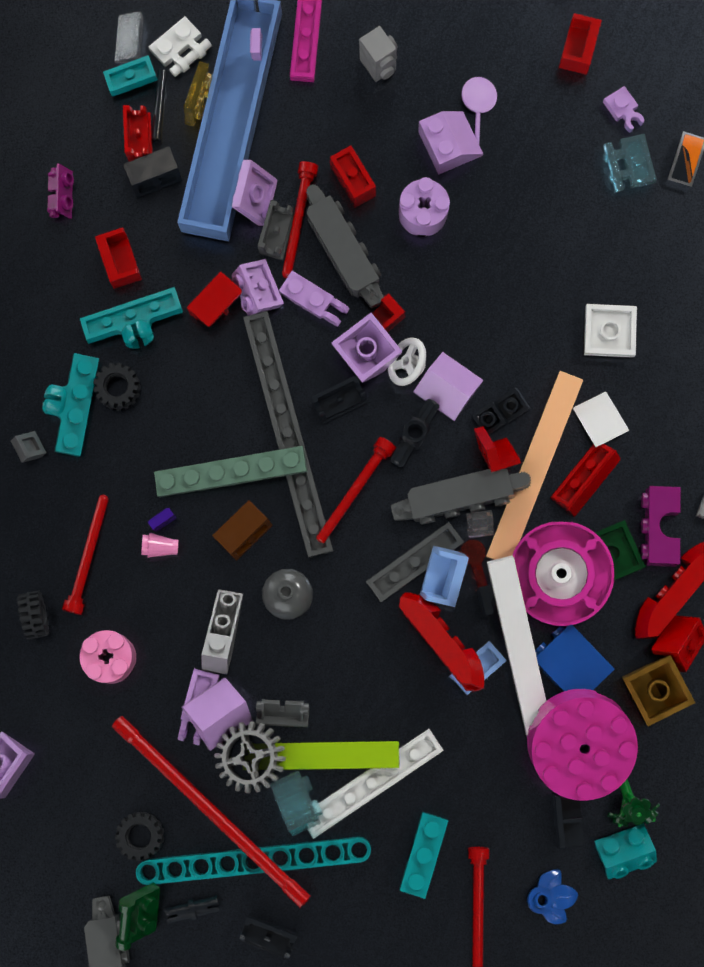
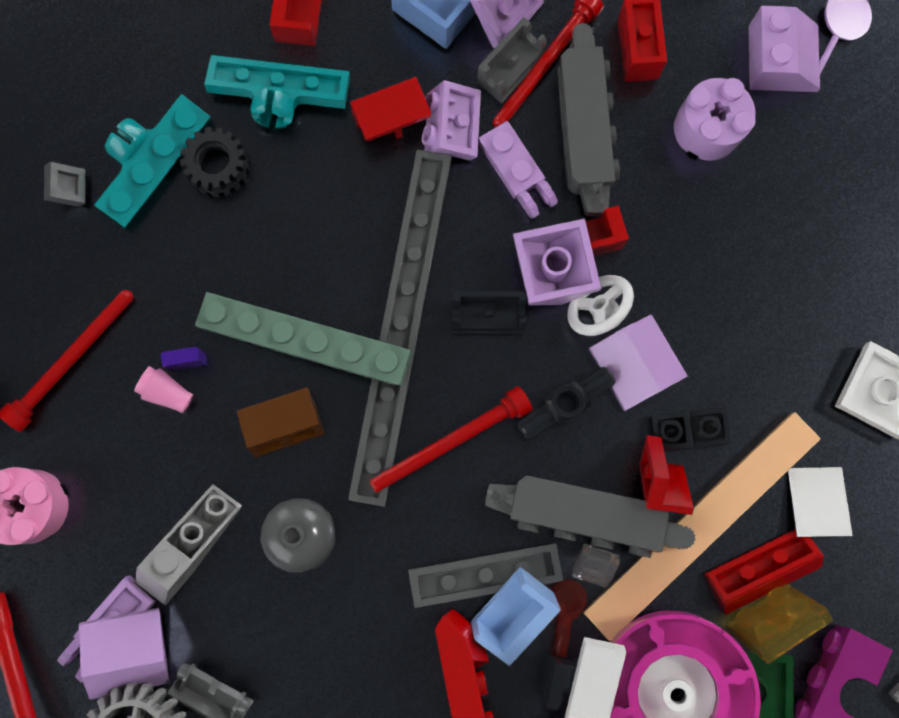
camera: 15 degrees right, 0 degrees up
(604, 503) = (779, 622): none -> clear yellow plate

